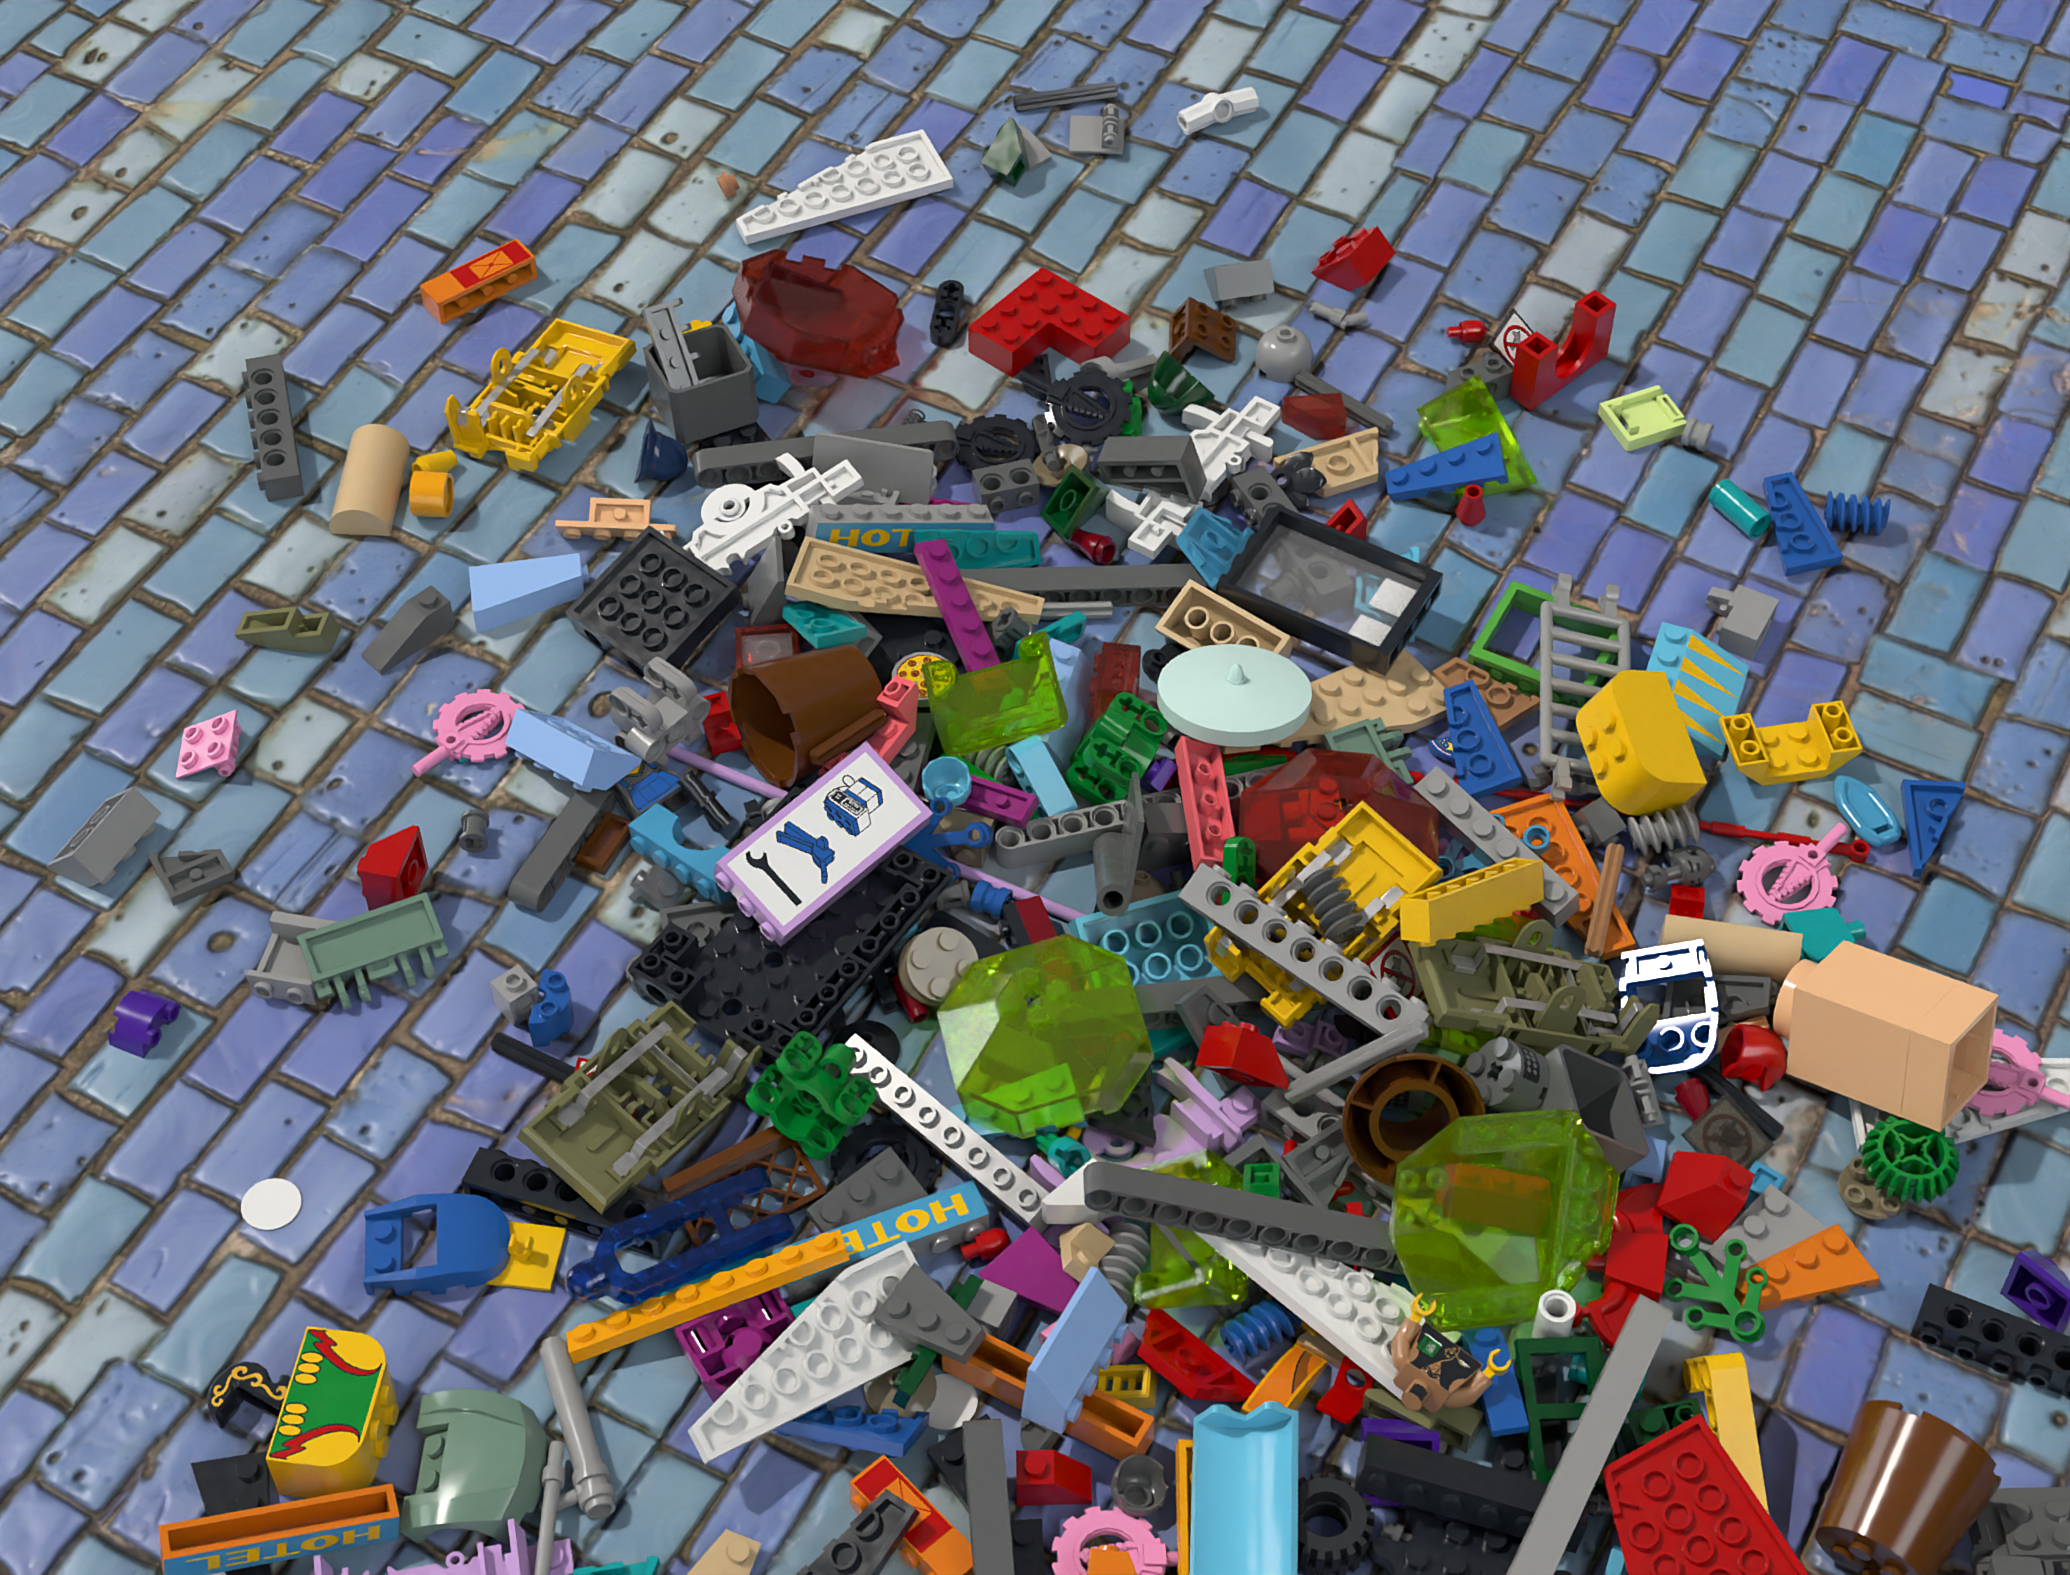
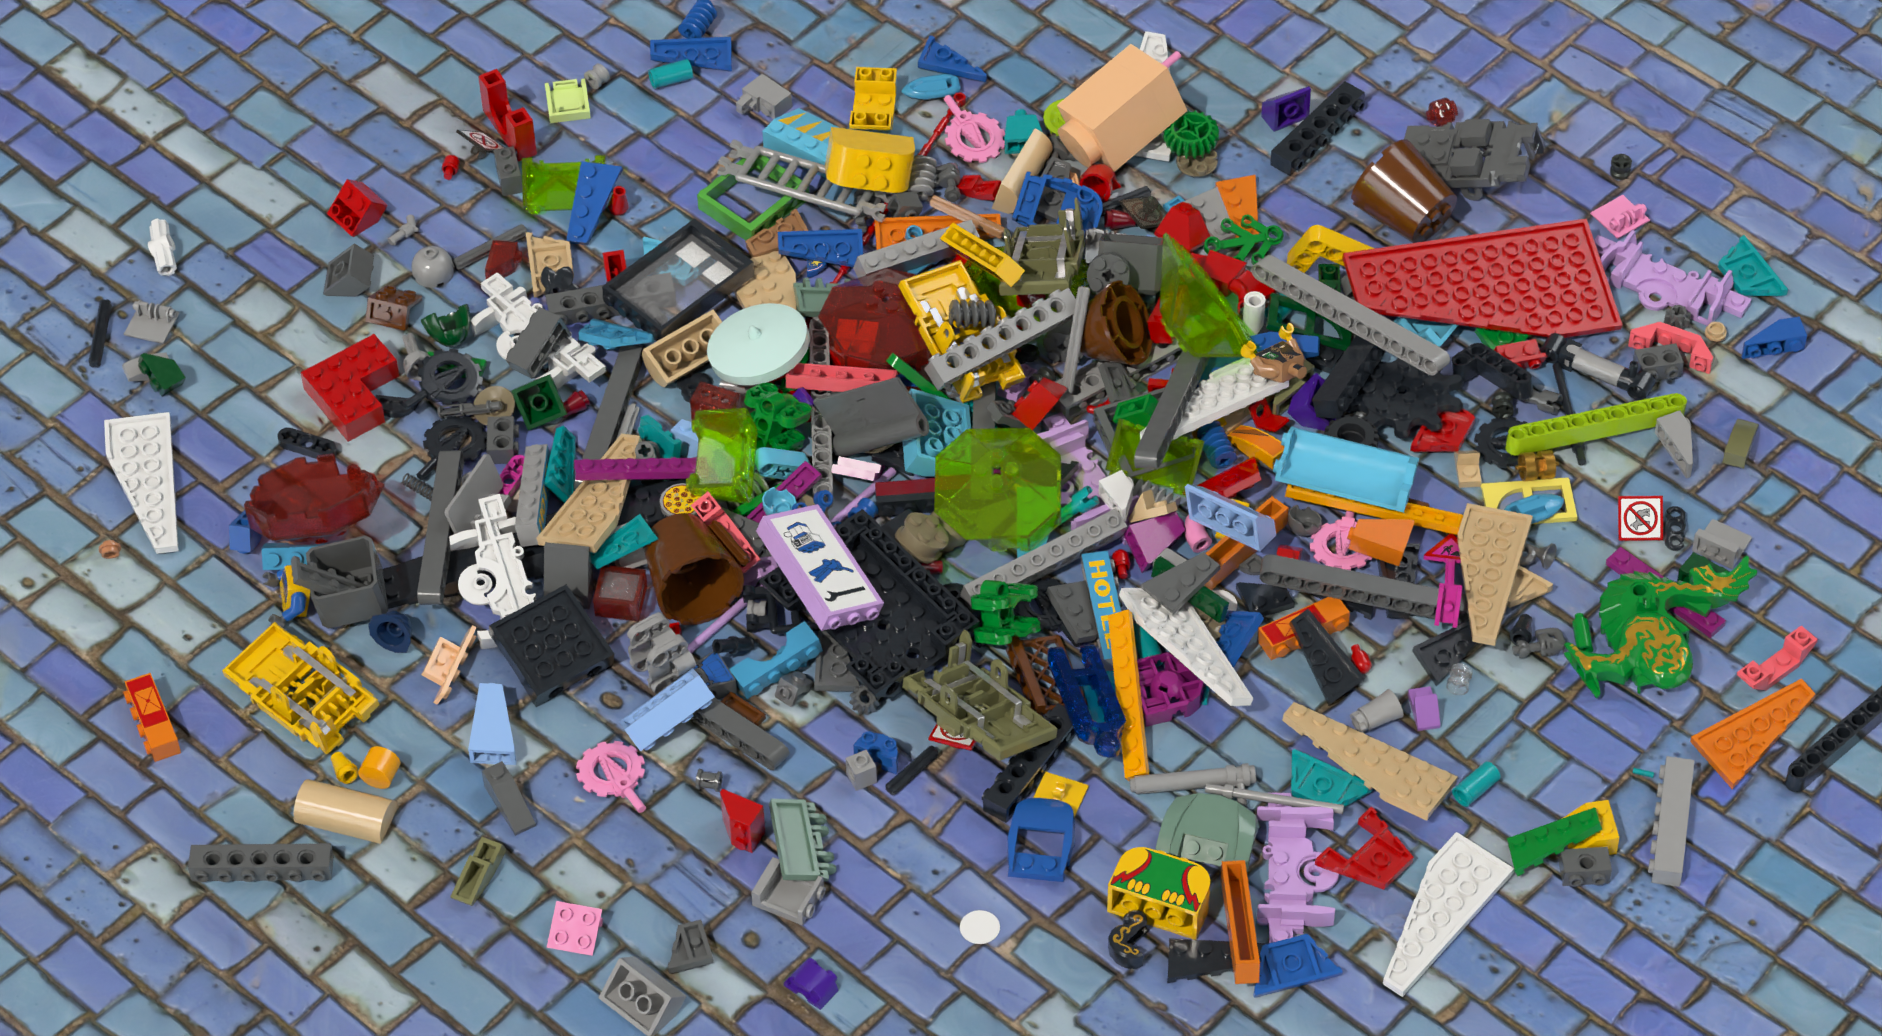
camera: 75 degrees left, 0 degrees up
(1066, 874) = (858, 469): none -> slope

